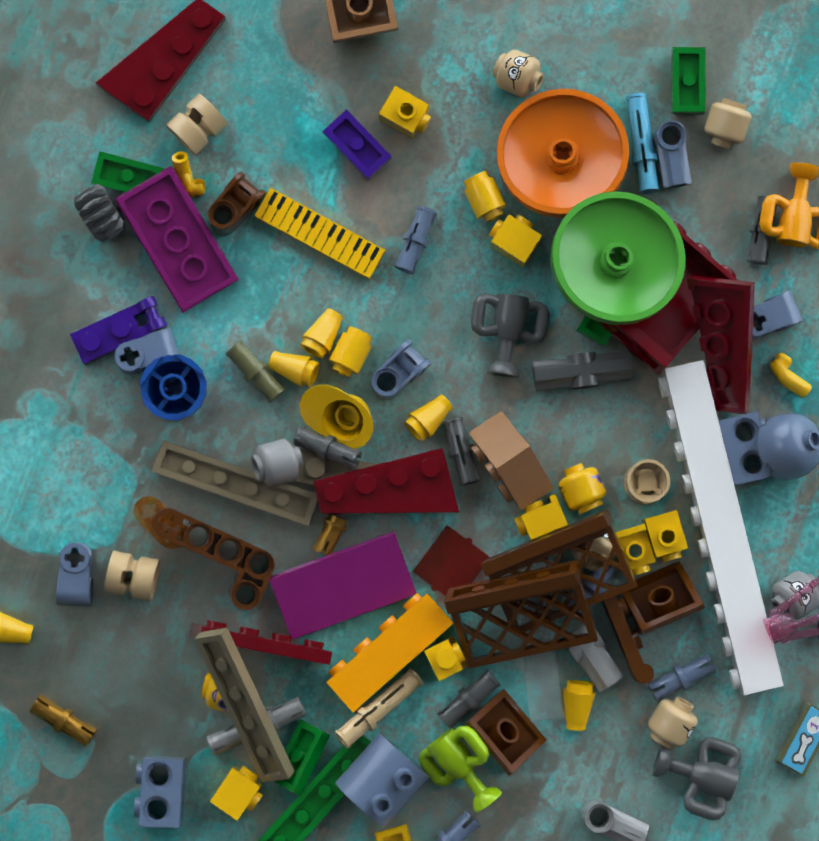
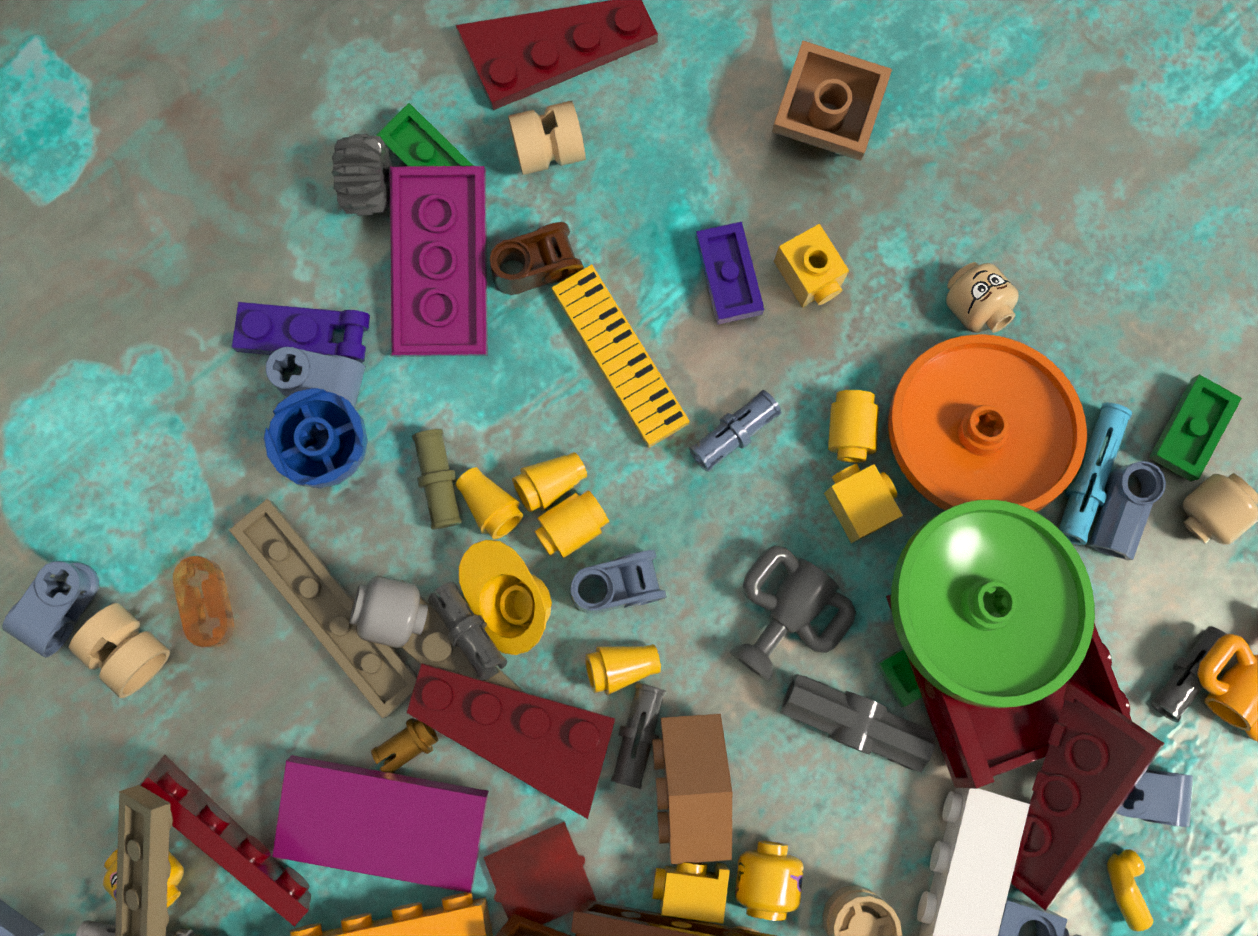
camera: 25 degrees right, 5 degrees down
(182, 167) = (497, 189): yellow arm -> none
(210, 549) = (234, 678): reddish brown beam -> none

